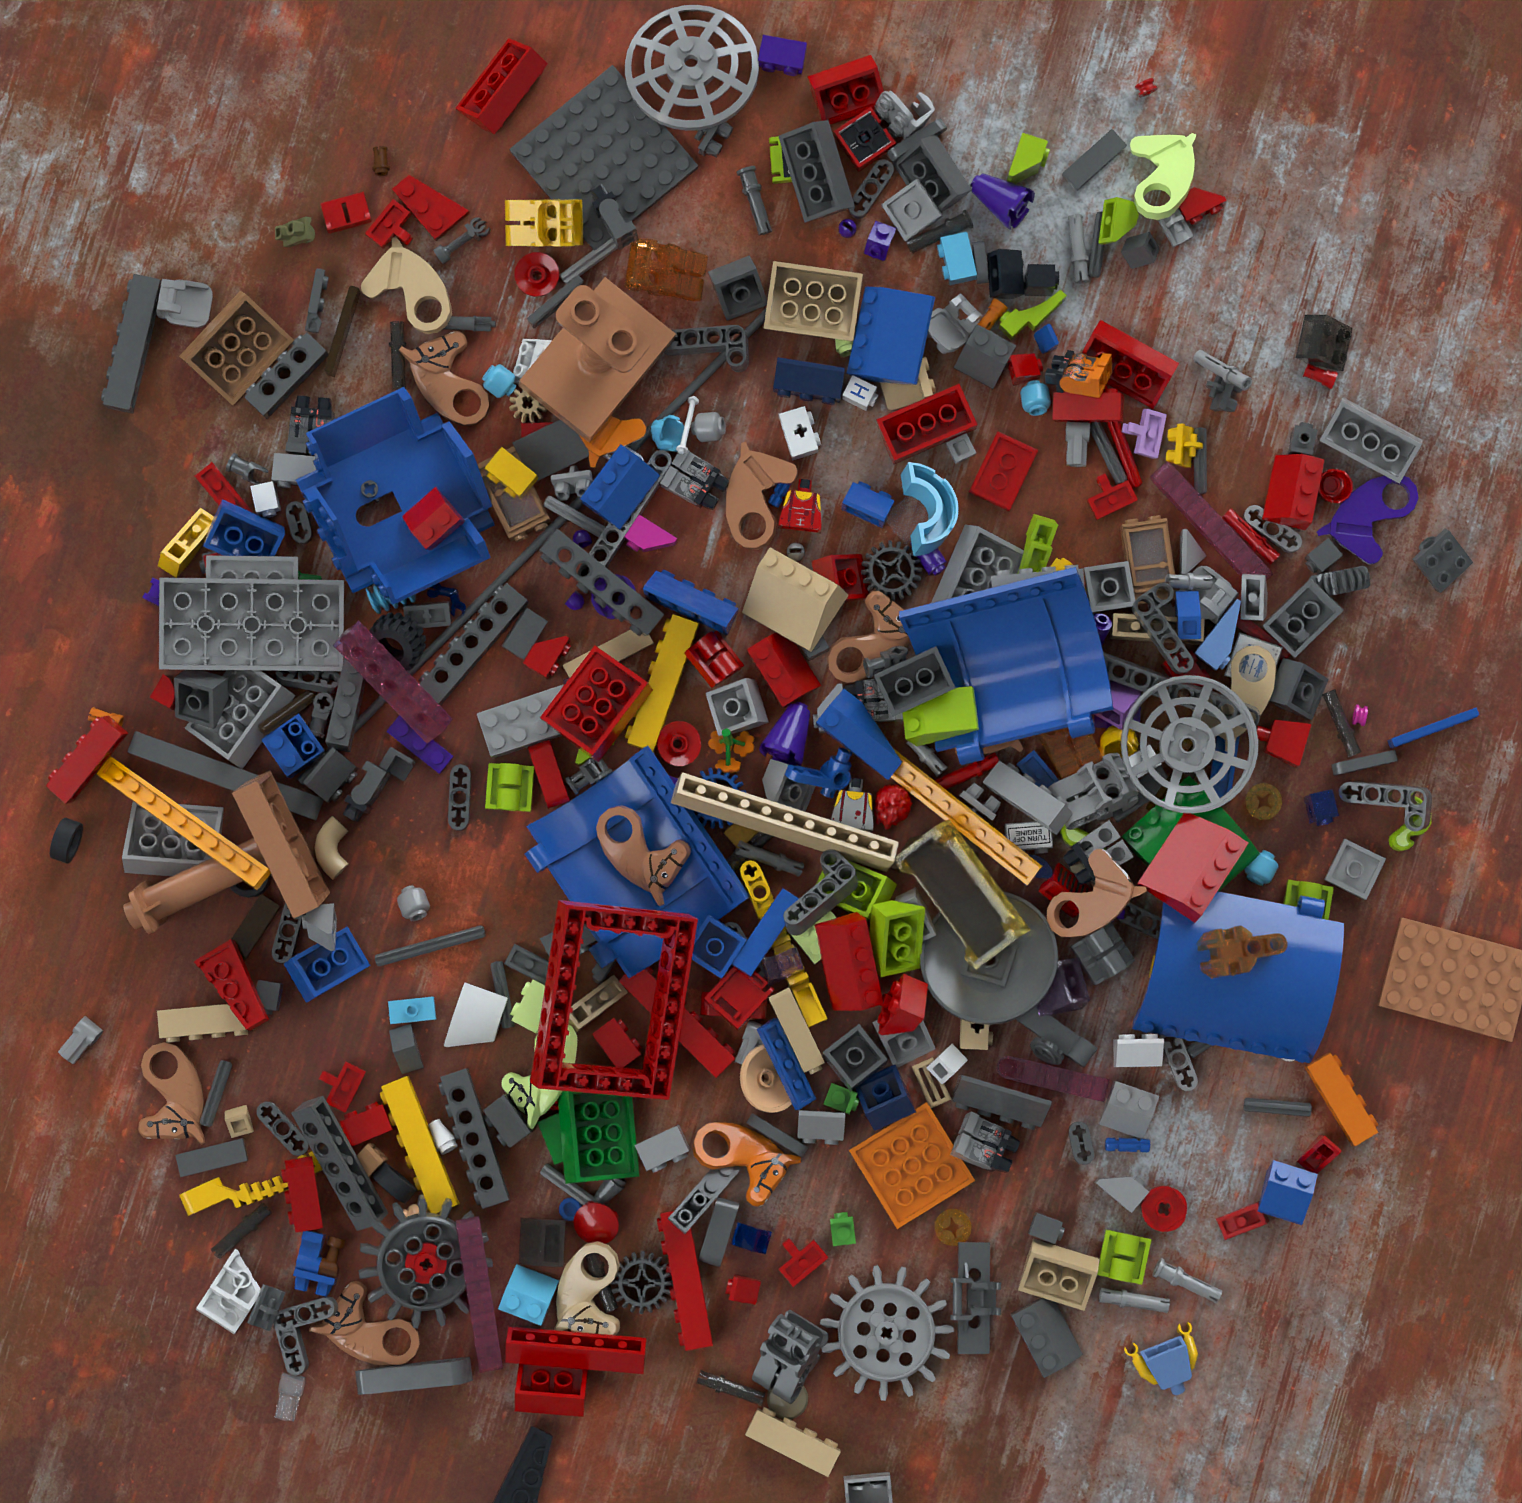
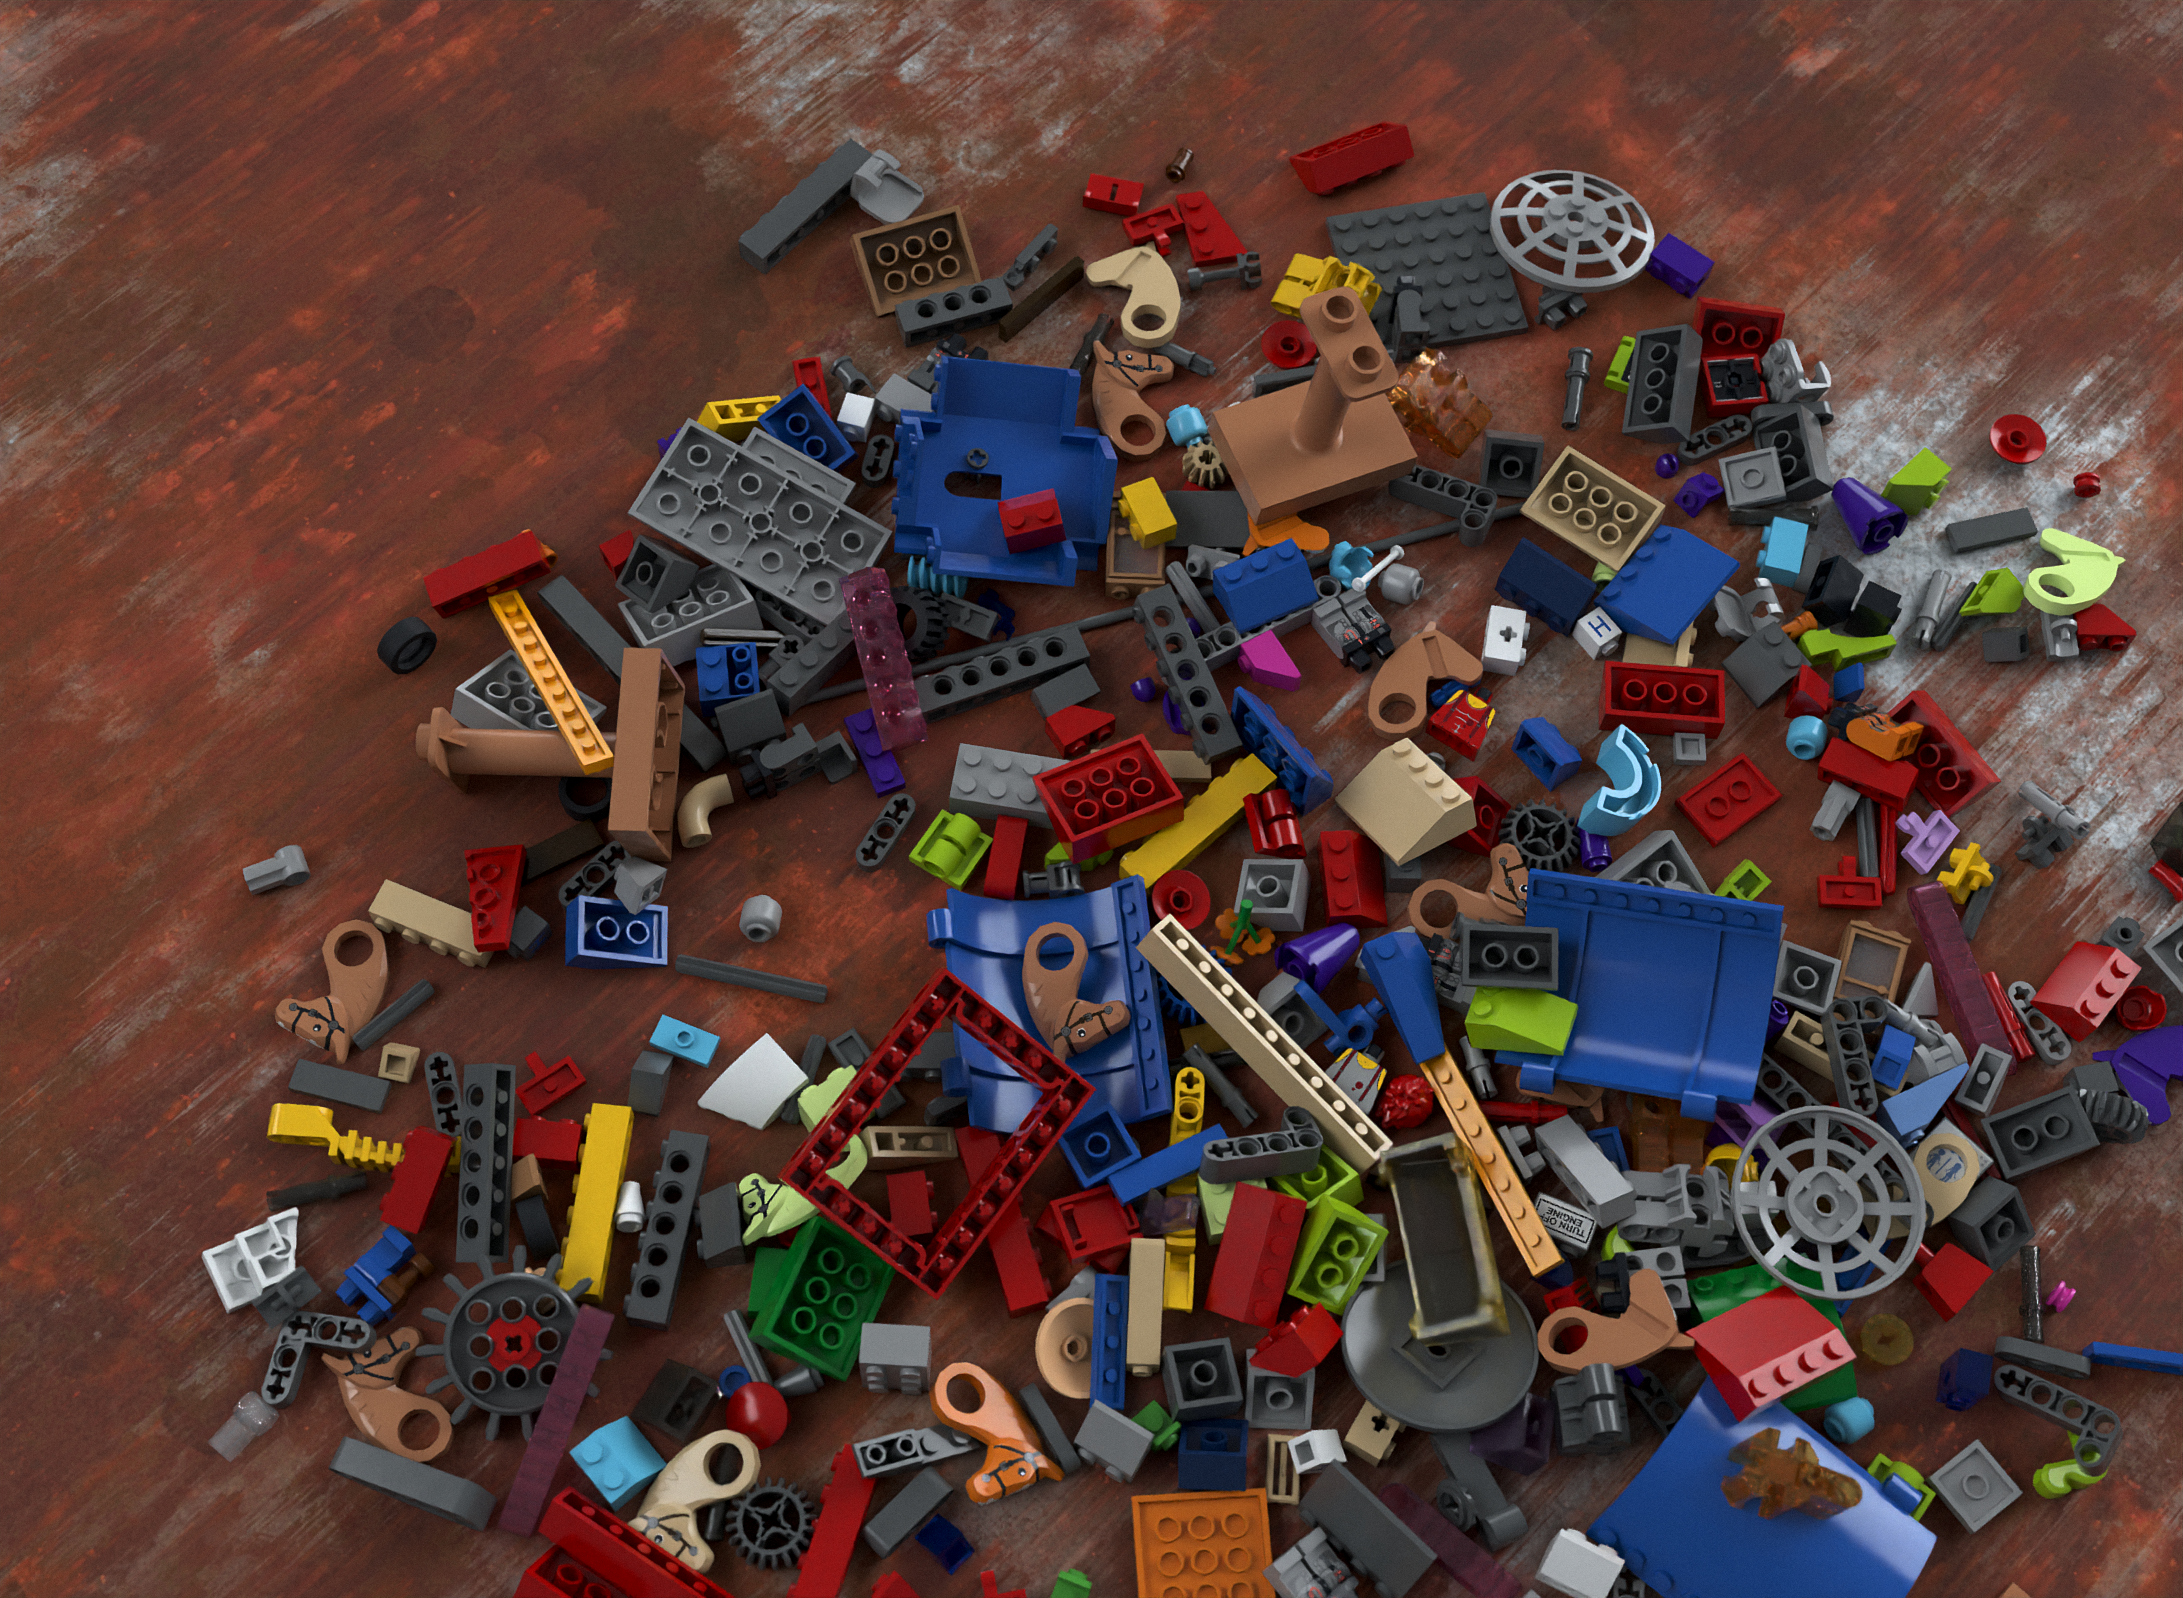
camera: 20 degrees right, 20 degrees down
(295, 232) = (1048, 182): olive hips -> none
(1088, 66) = (2021, 430): none -> red dish

